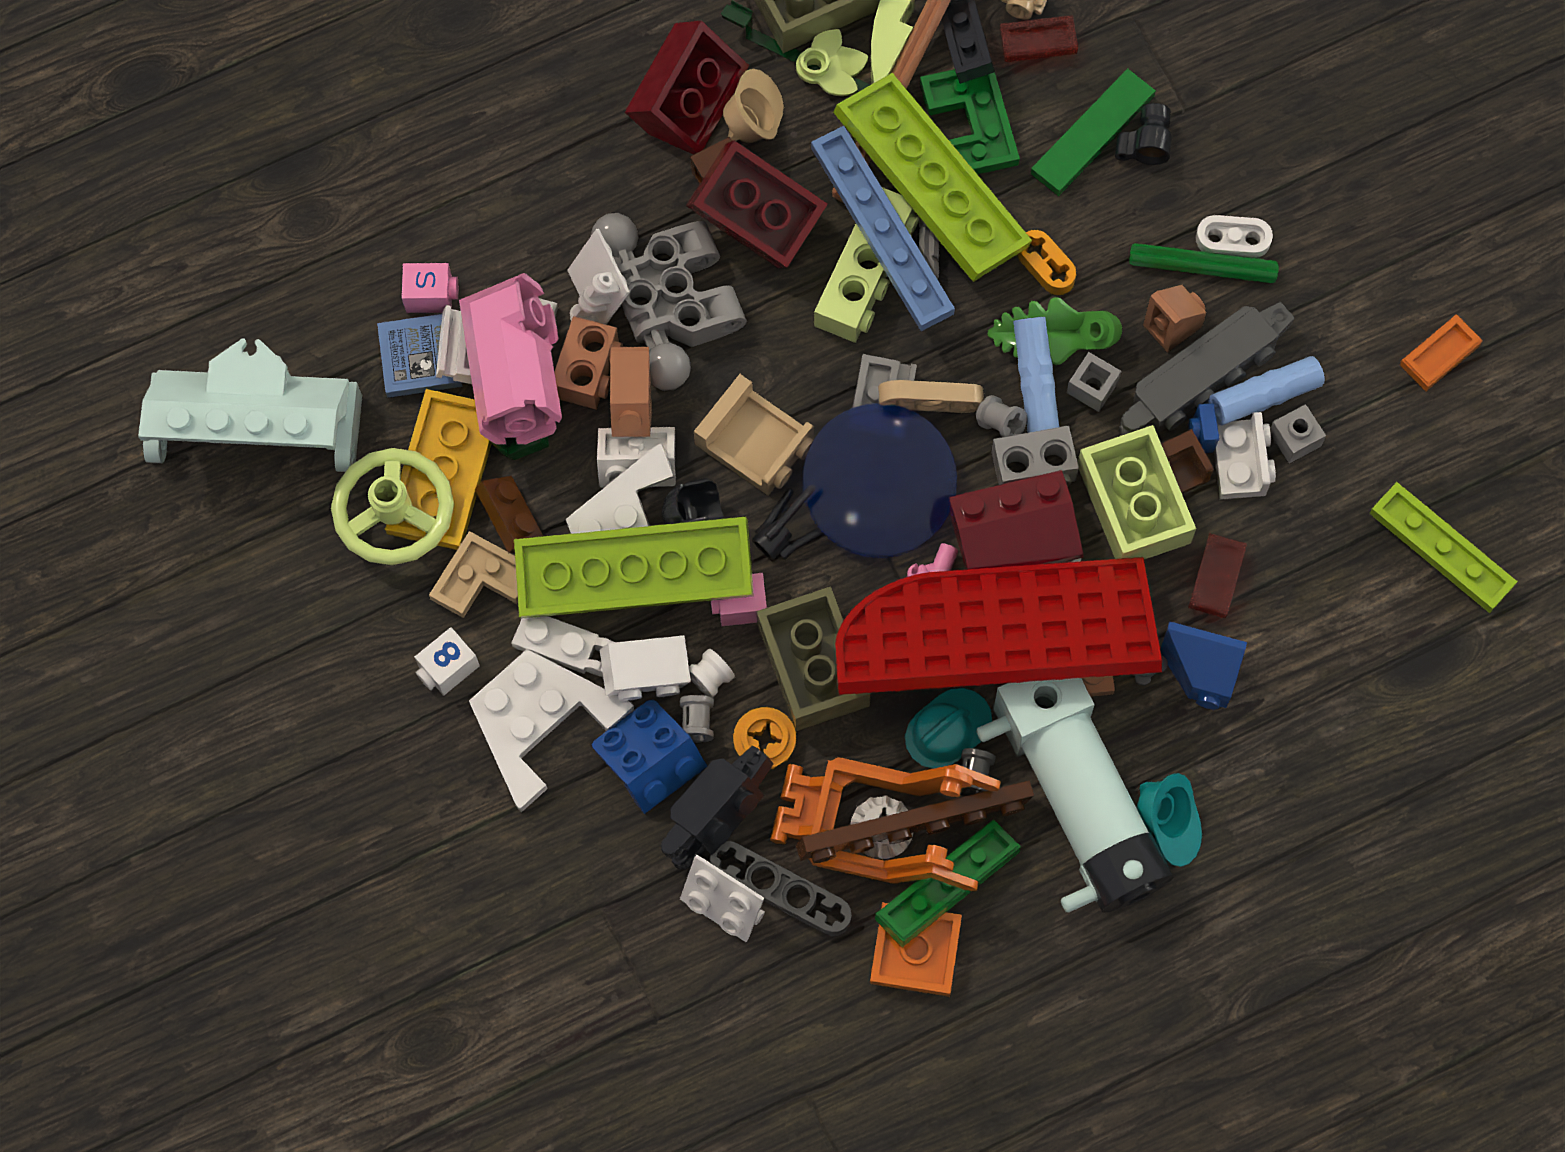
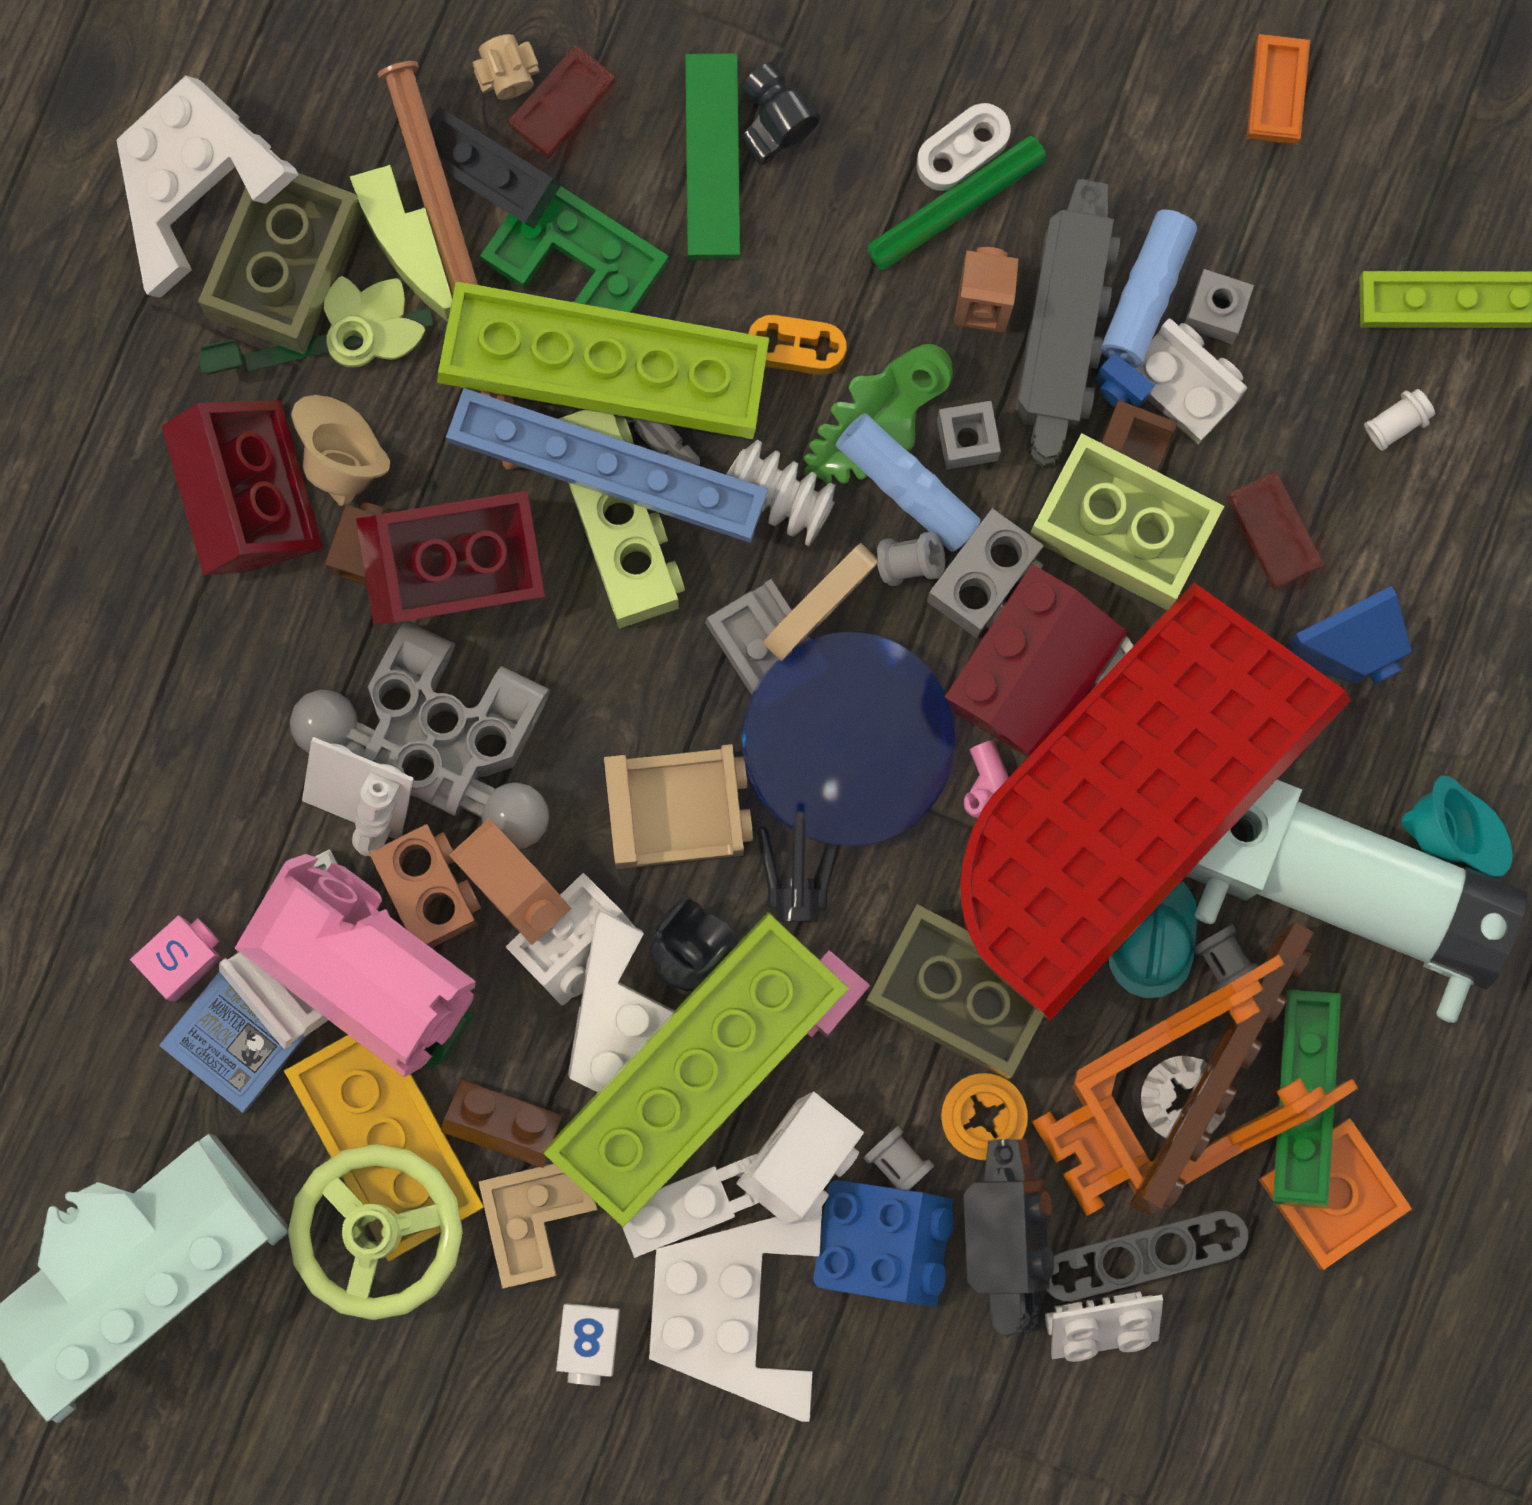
camera: 50 degrees left, 10 degrees up
(710, 673) = (869, 1101): white wheel -> none
(963, 328) = (785, 493): none -> white piece
(1345, 578) = (1400, 419): none -> white pin

